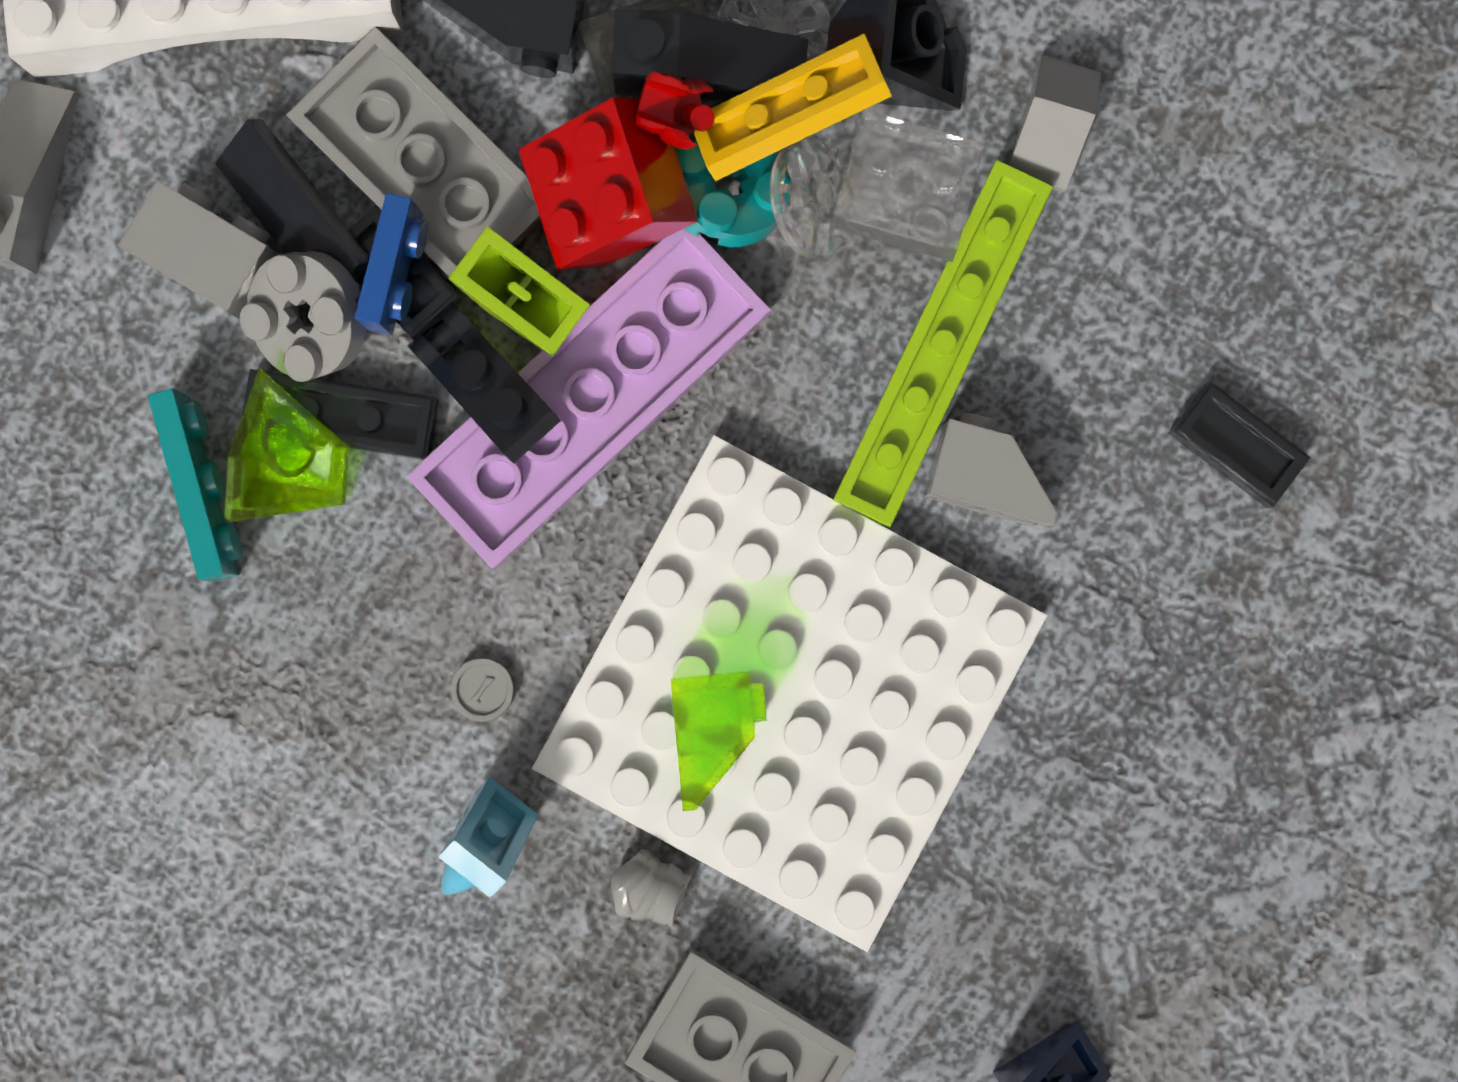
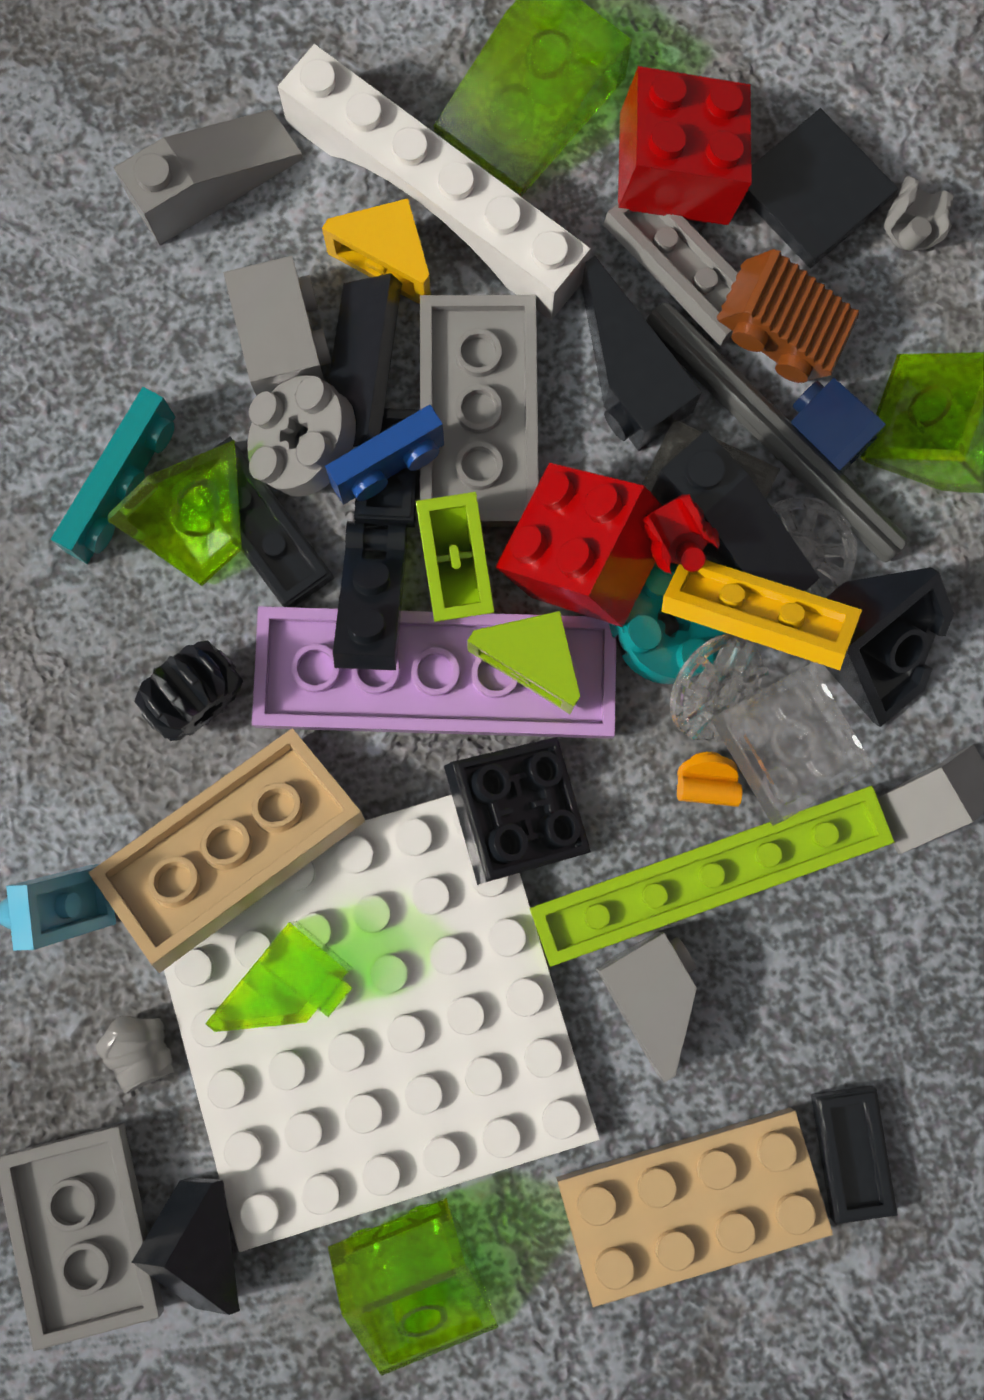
camera: 45 degrees right, 5 degrees down
(216, 103) = (381, 243): none -> yellow slope
(419, 589) = (188, 690): none -> black gear
(482, 689) = (162, 795): light grey piece -> none
(567, 675) = (226, 849): none -> tan plate
(653, 308) = (532, 654): none -> lime slope
(752, 436) = (516, 809): none -> black tile
(831, 980) = (193, 1248): none -> black slope
(873, 273) = (709, 780): none -> light orange plate
(1014, 851) = (411, 1287): none -> clear neon green slope
(1160, 596) = (693, 1206): none -> tan plate

